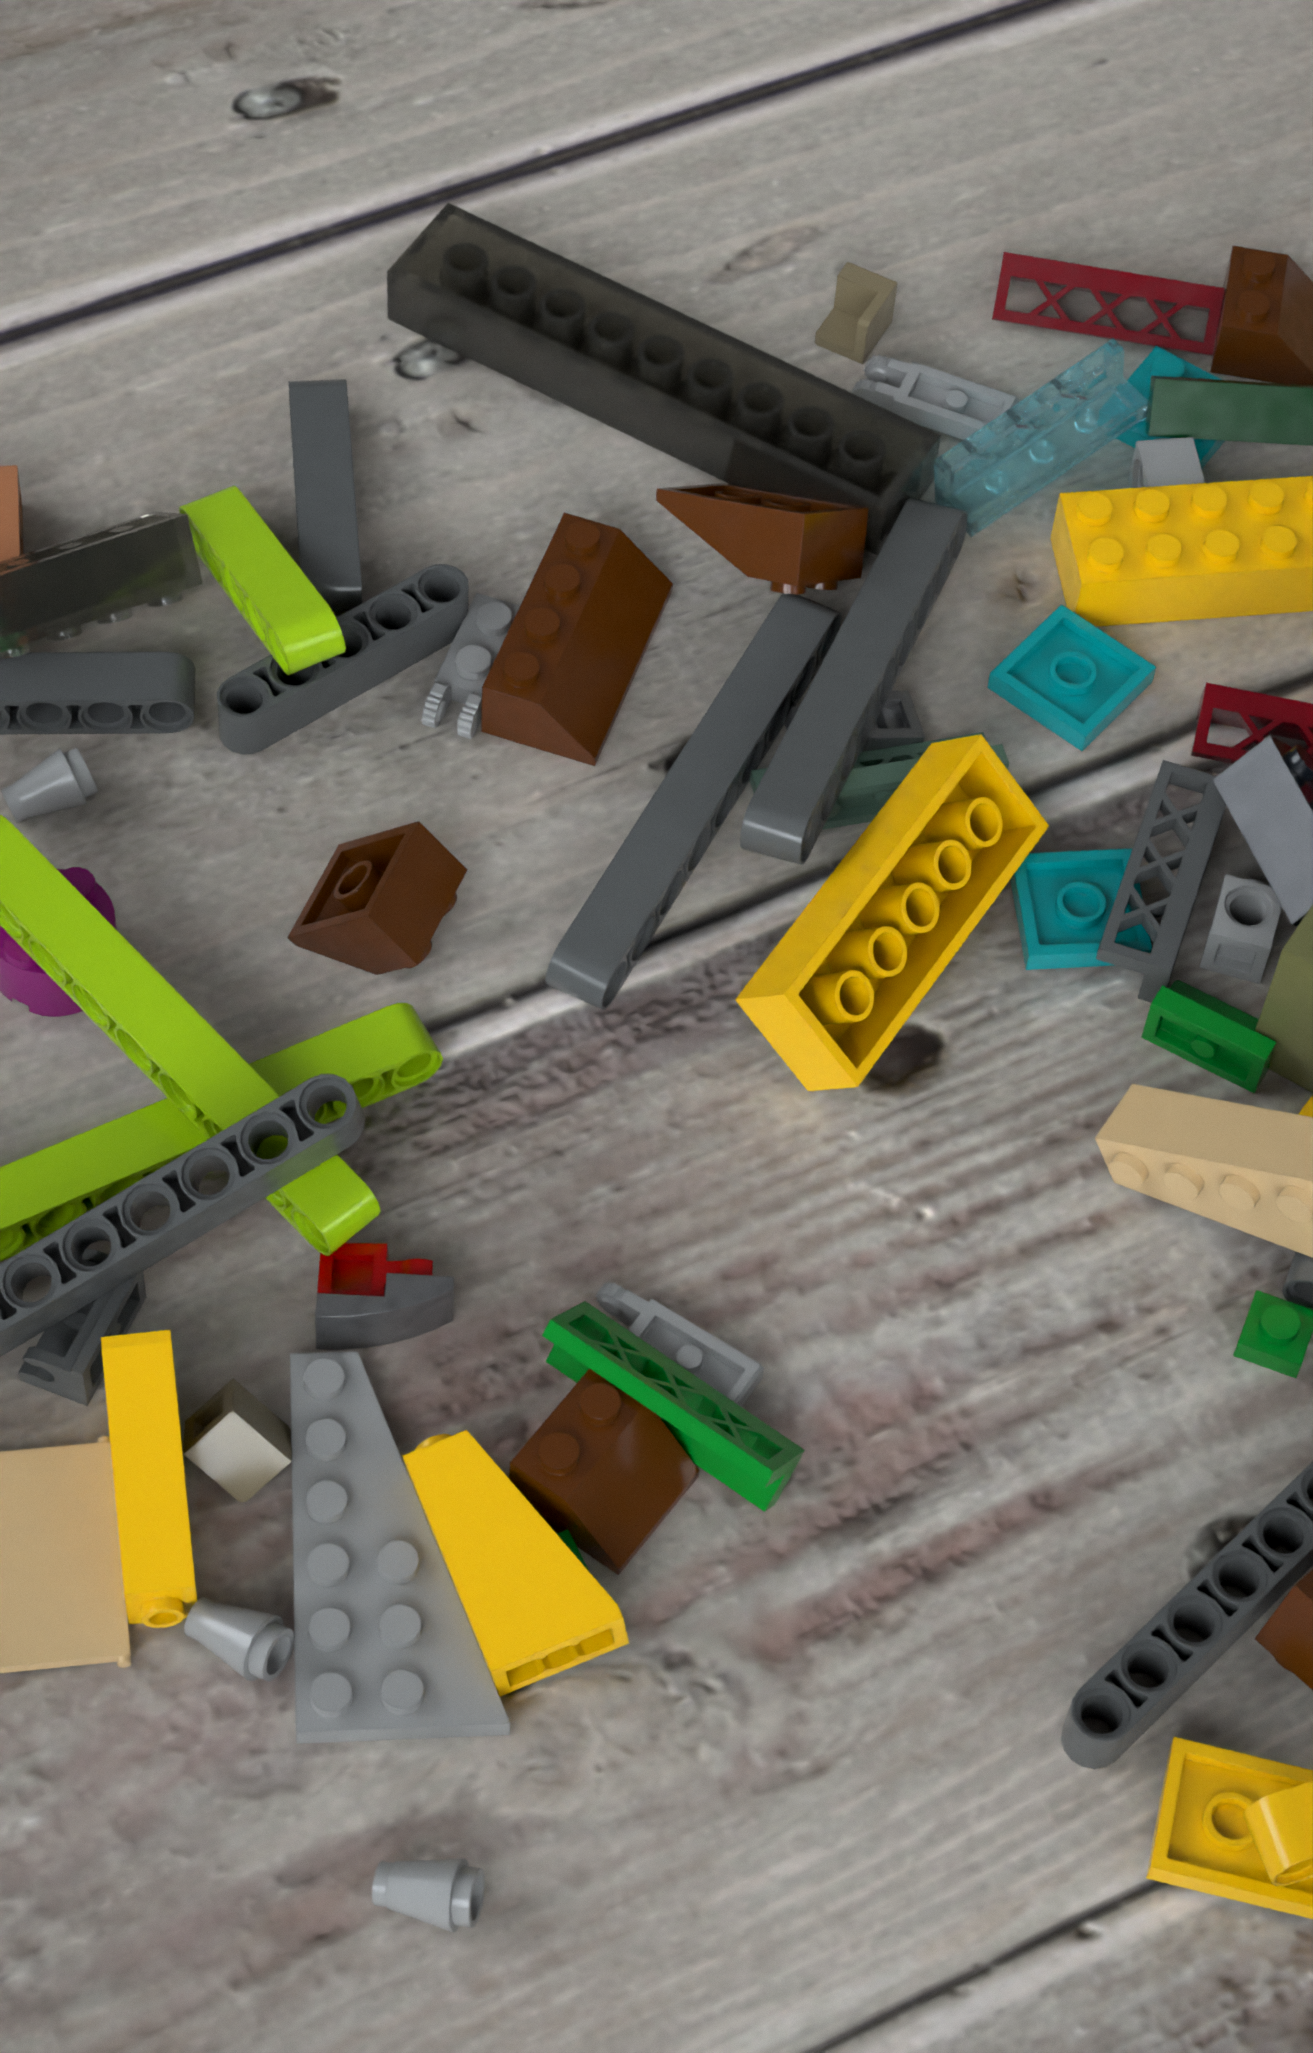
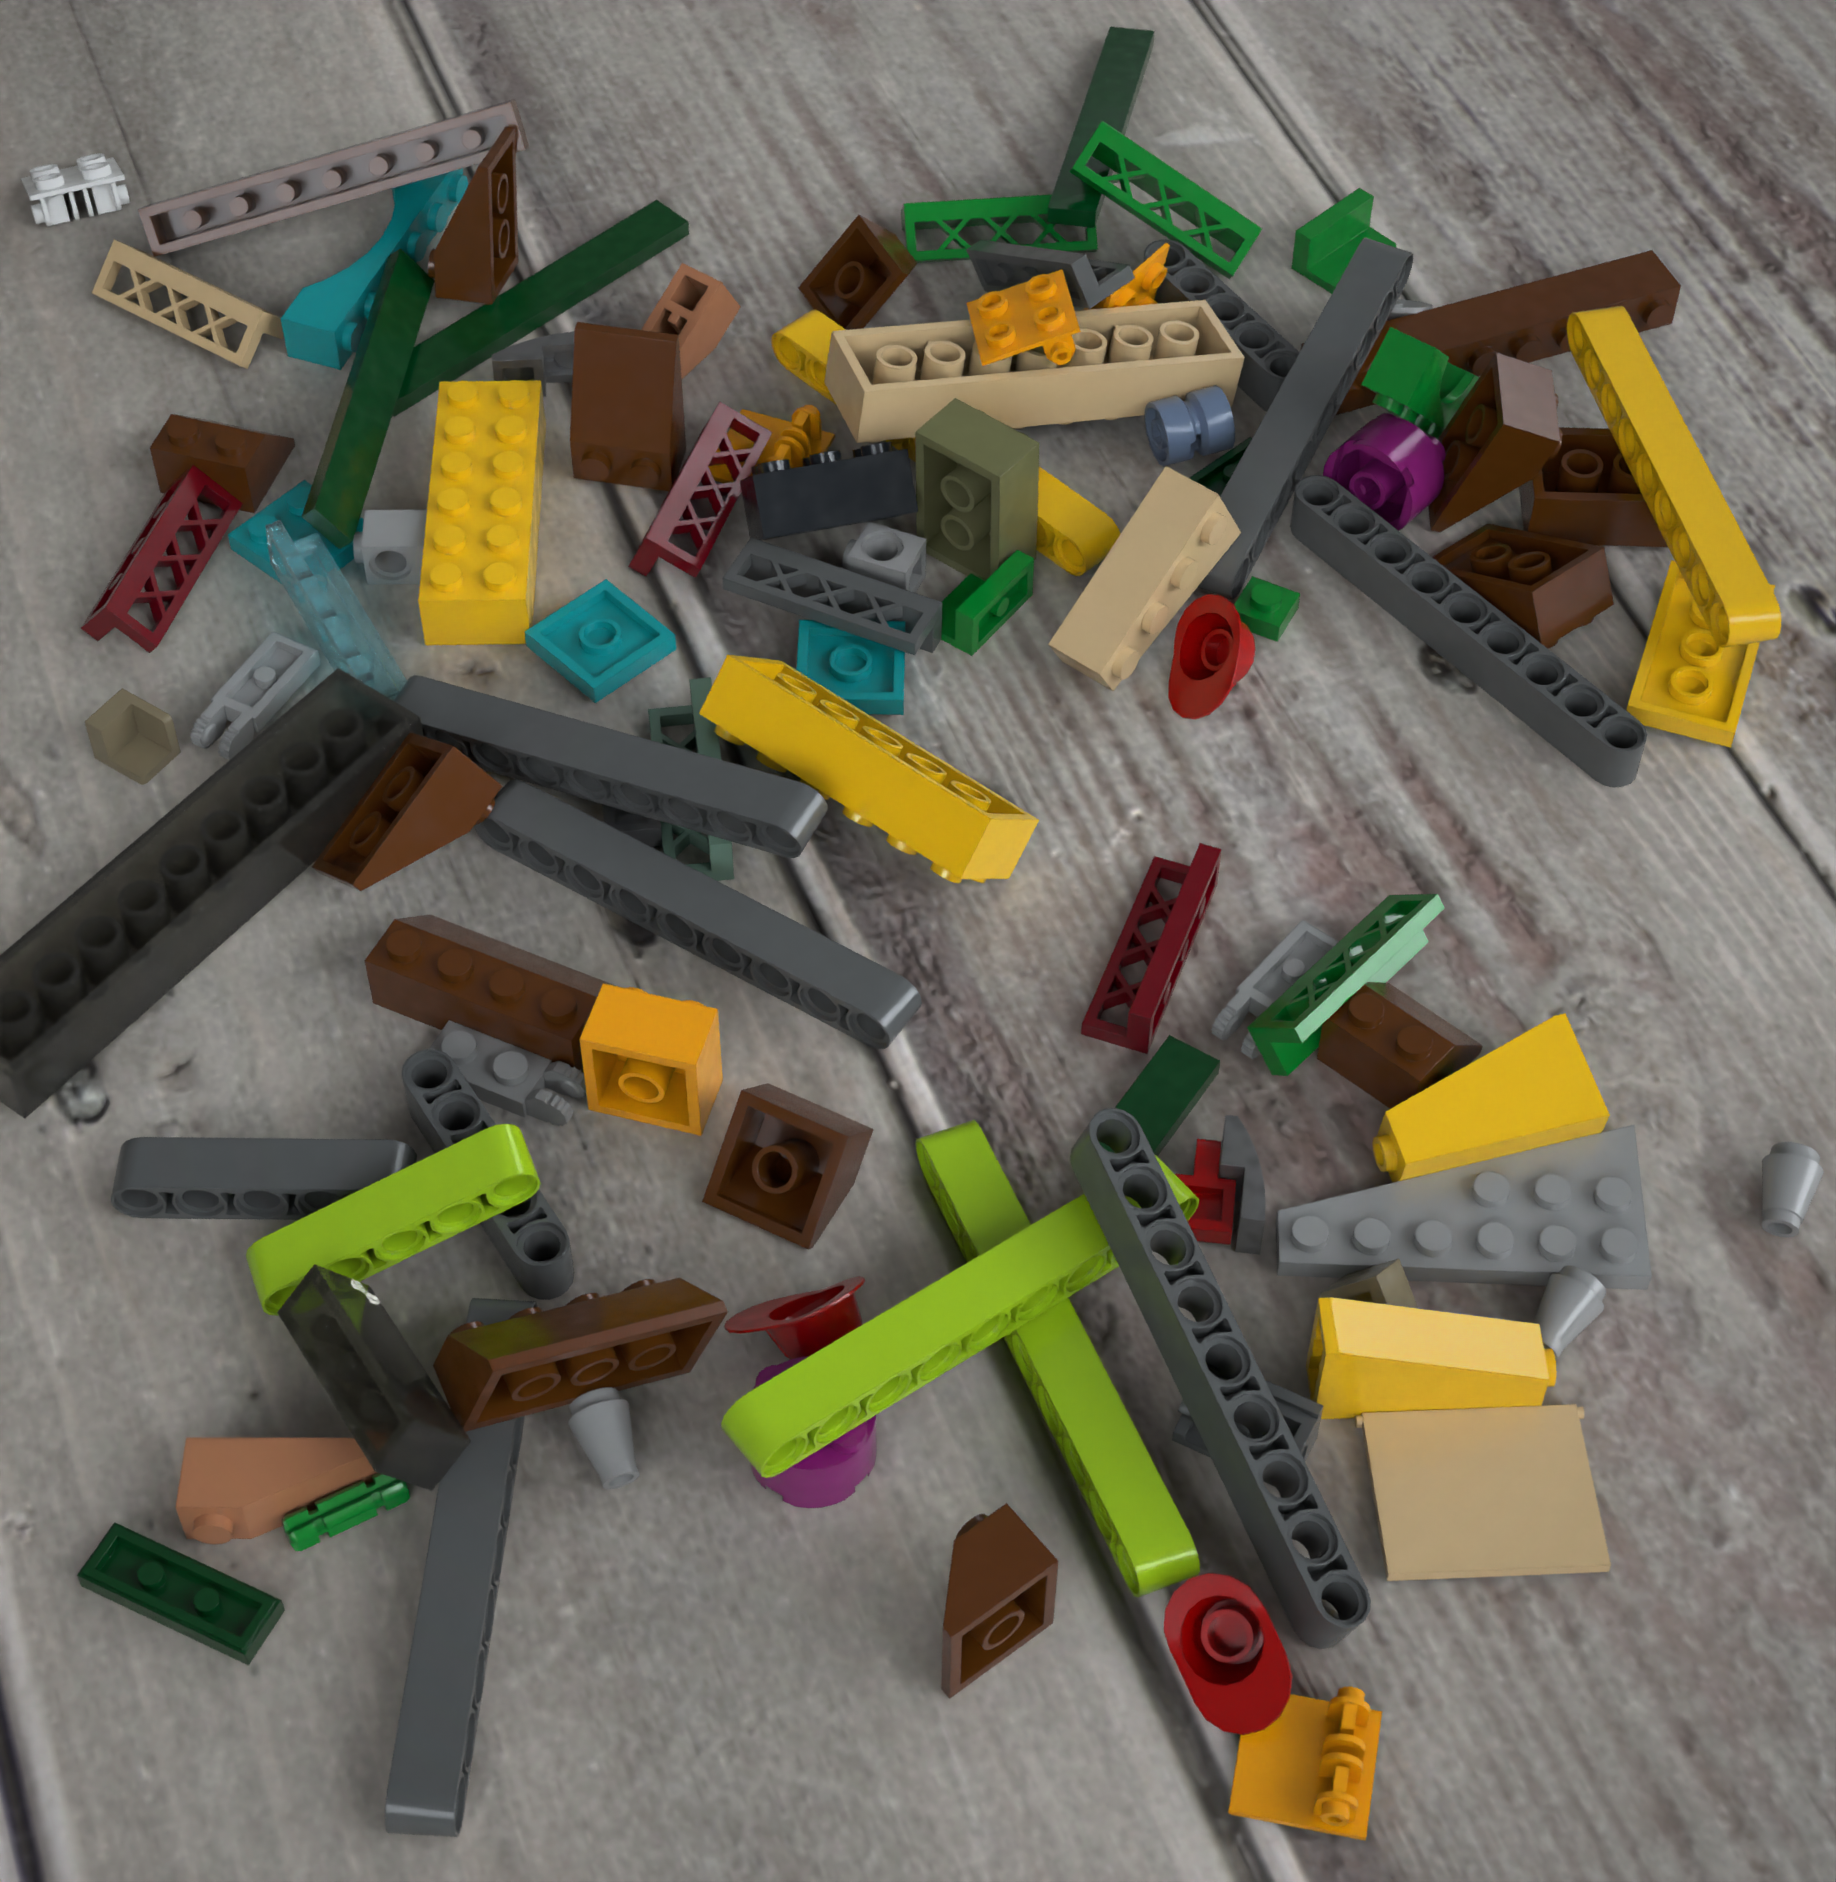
camera: 80 degrees left, 5 degrees down
(109, 721) = (561, 1353): none -> reddish brown slope
(183, 924) = (805, 1320): none -> red piece
(477, 760) = (652, 1058): none -> light orange brick
(484, 1231) = (1168, 1090): none -> dark green tile
(712, 1238) = (1162, 956): none -> dark red fence
(1162, 1269) = (1209, 656): none -> red piece

